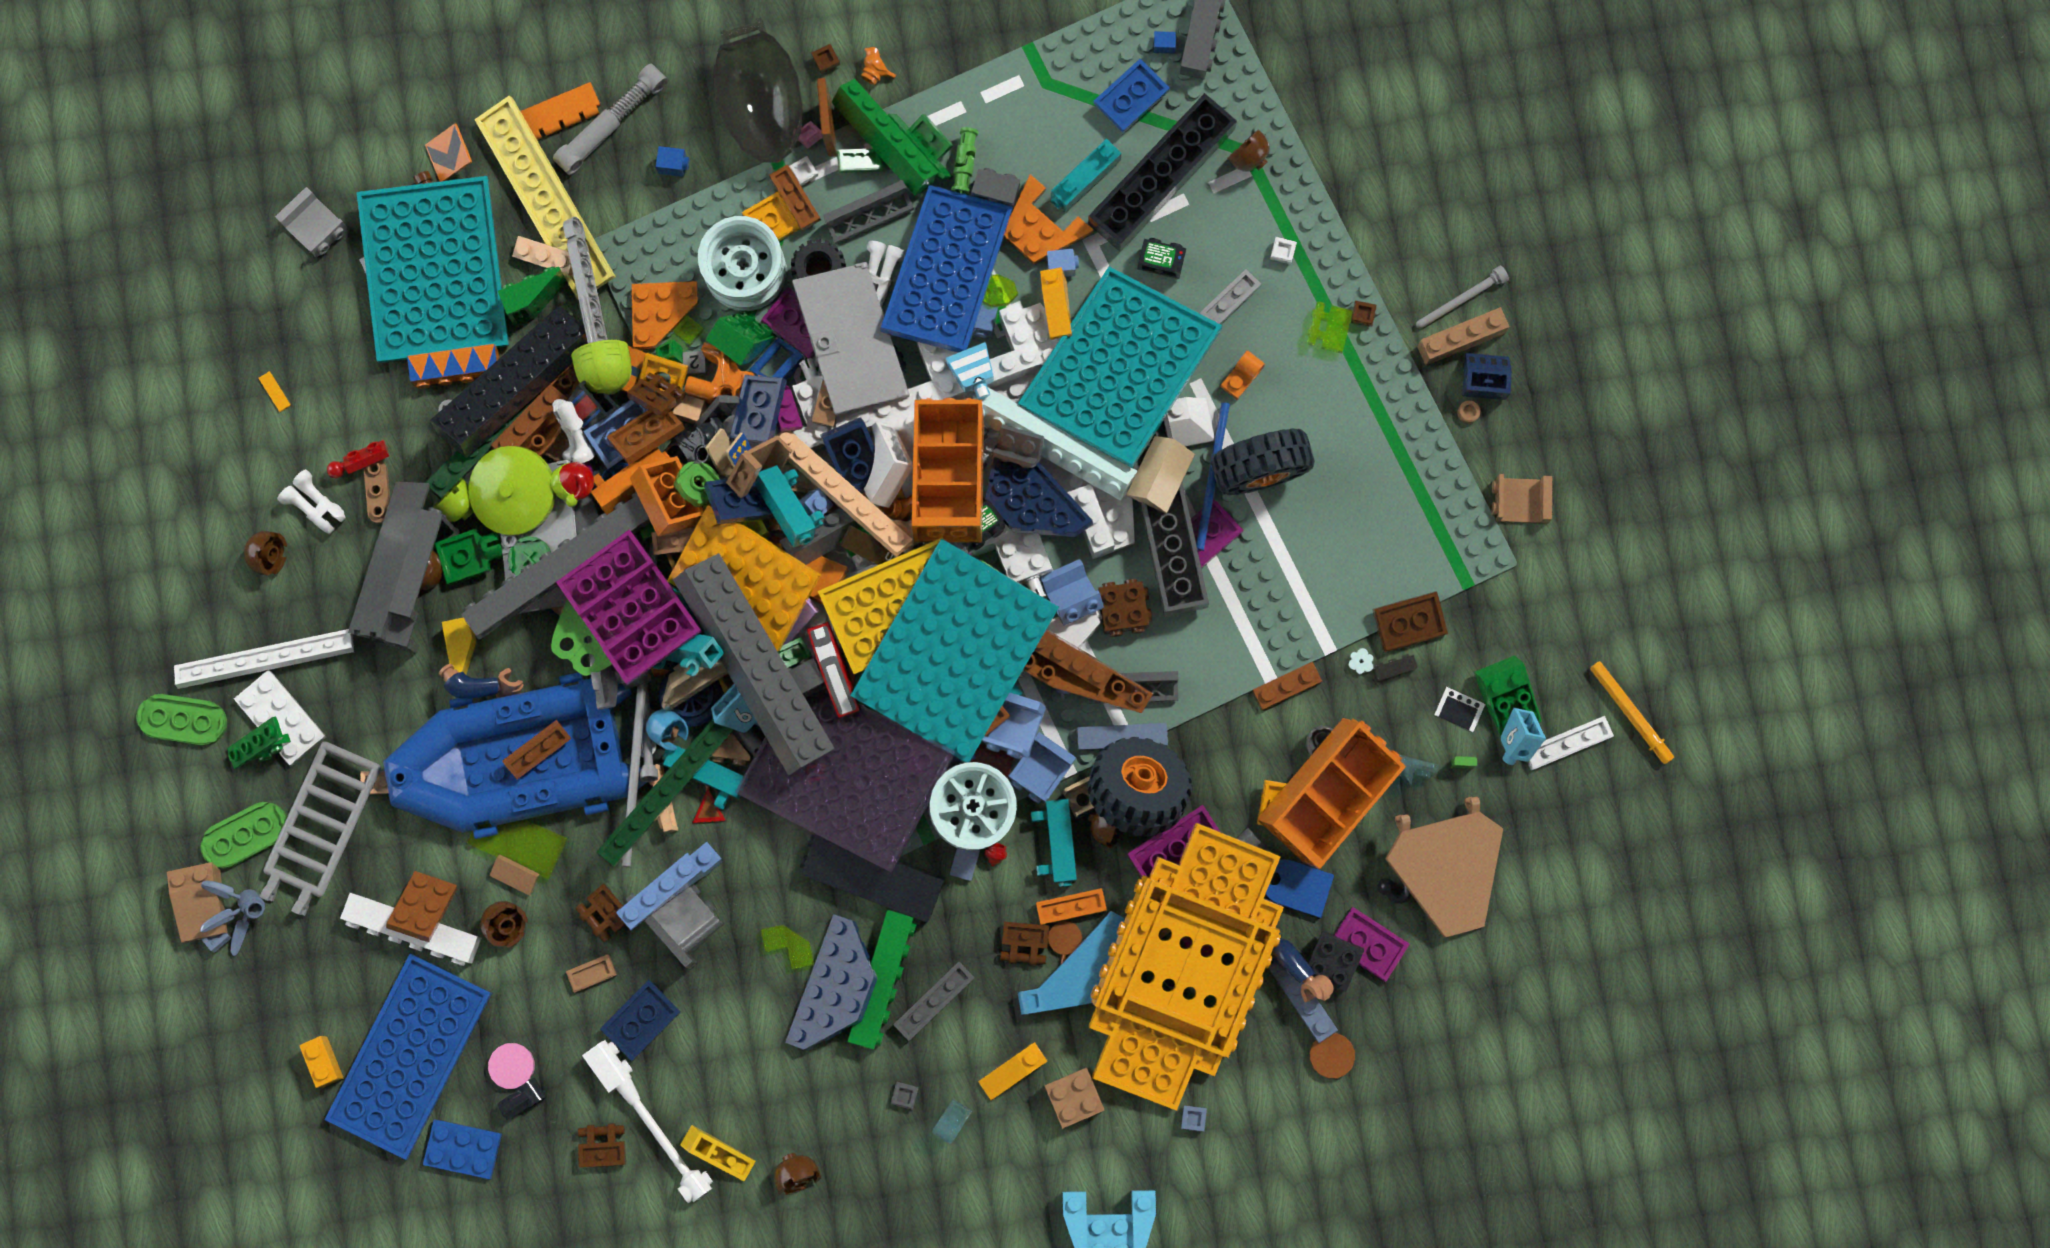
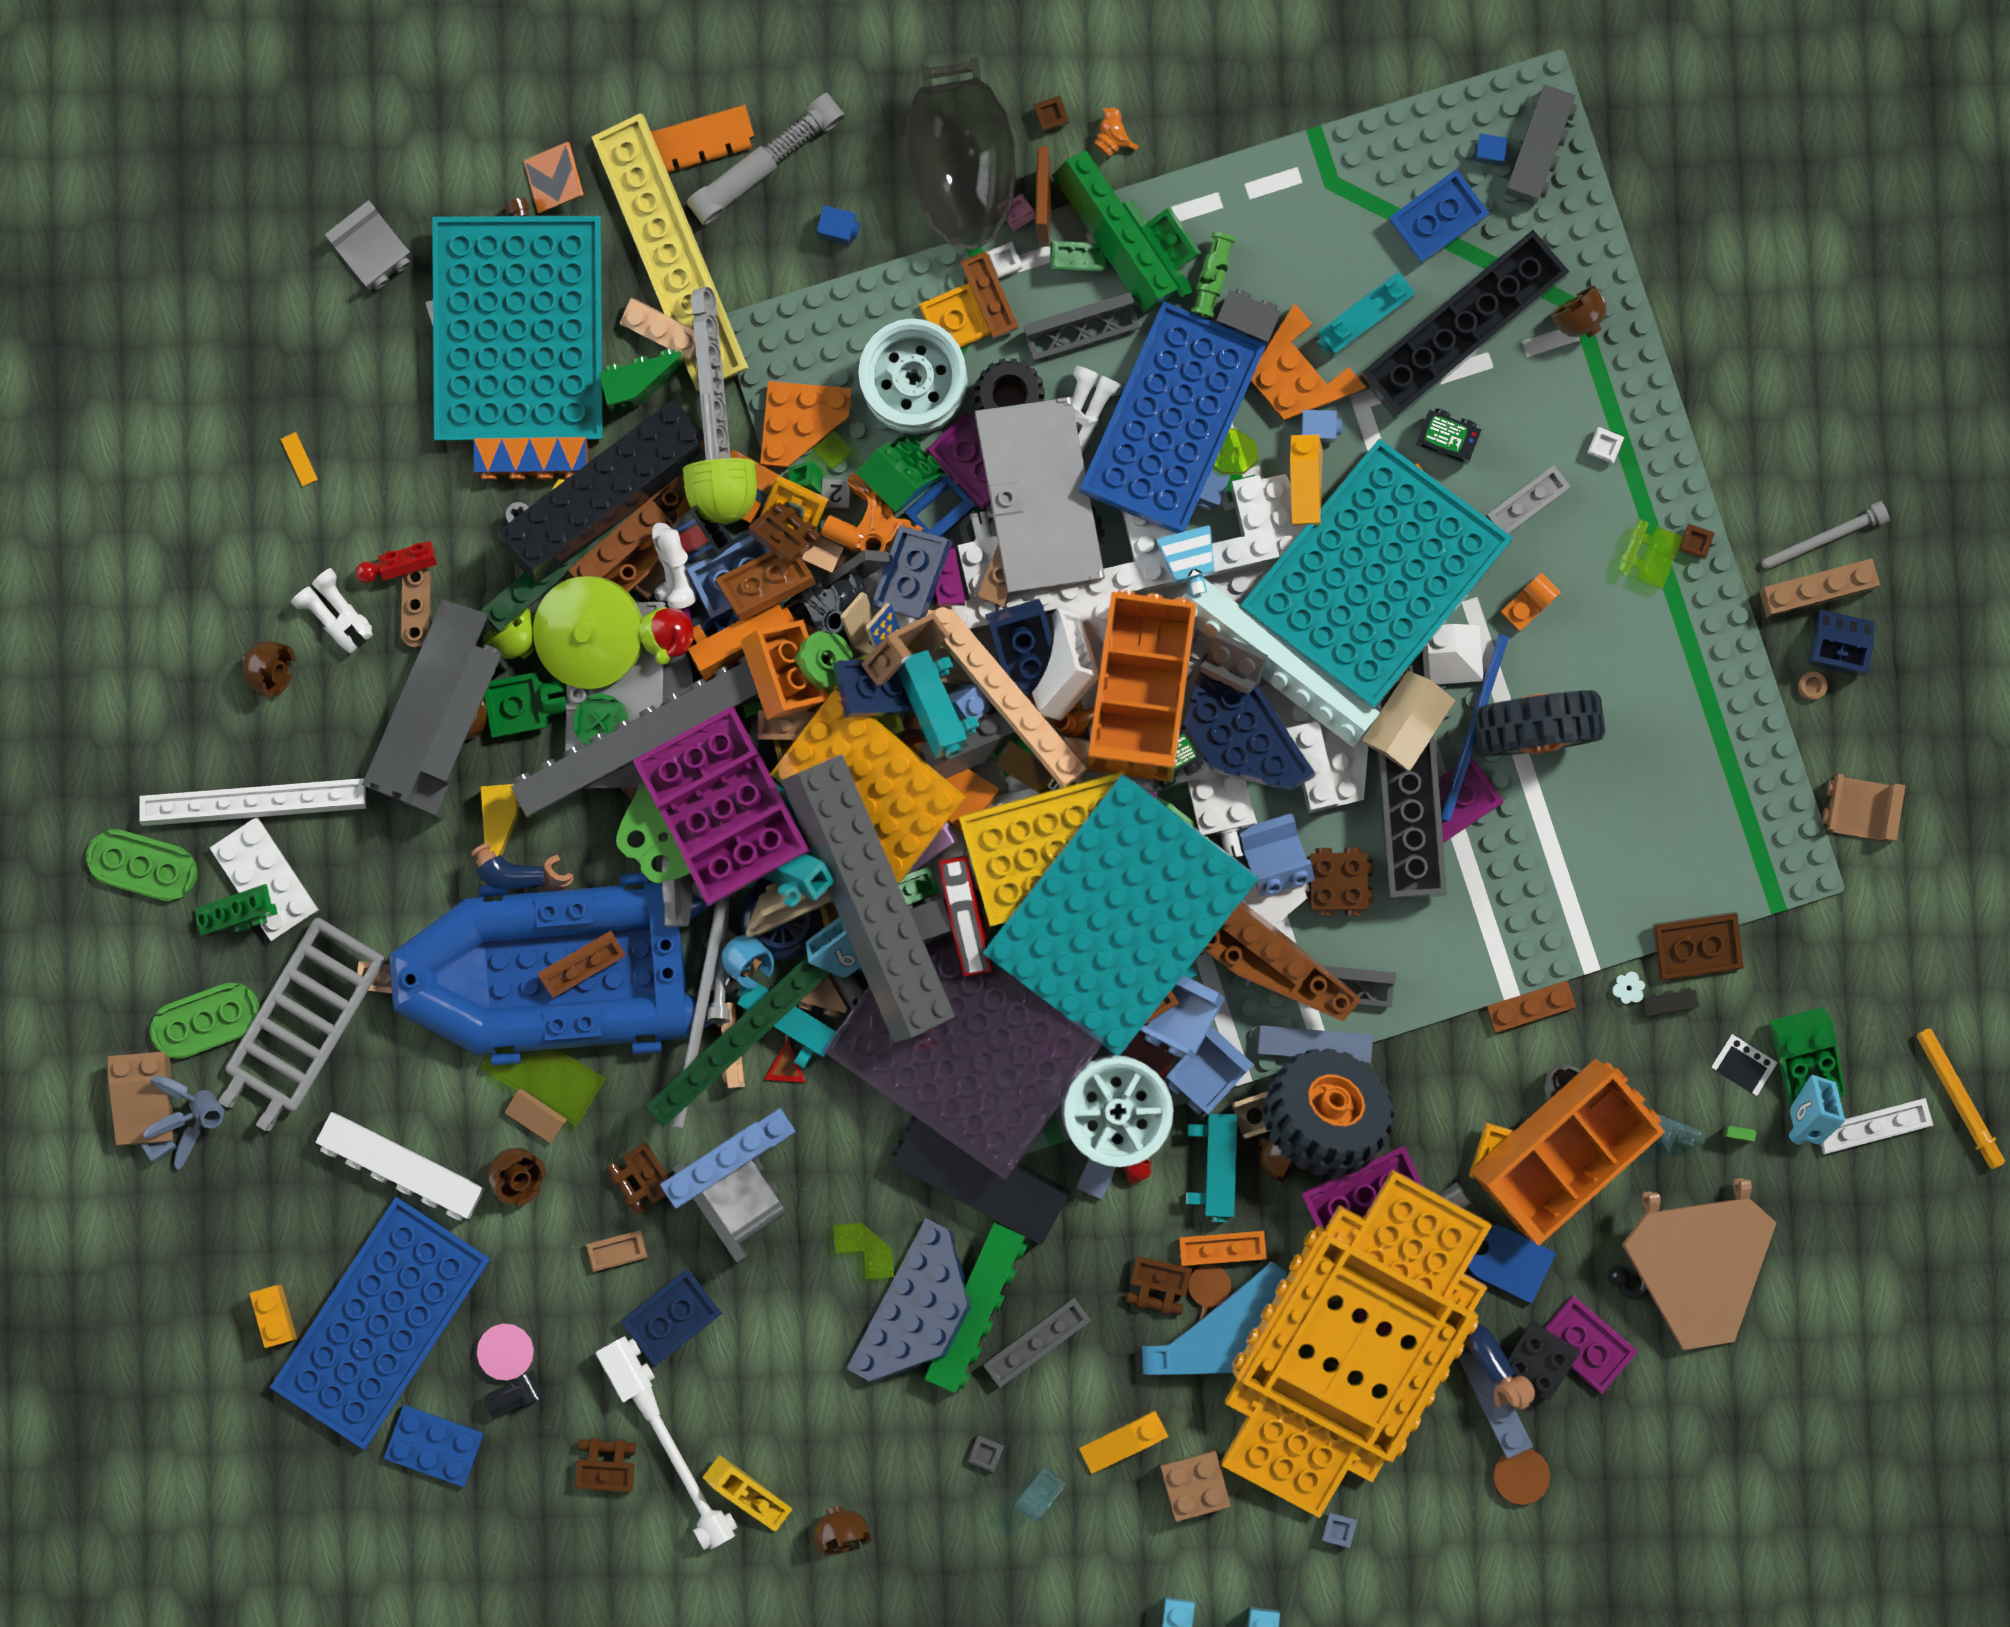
camera: 10 degrees right, 5 degrees up
(421, 906) = (417, 1141): dark orange plate -> none

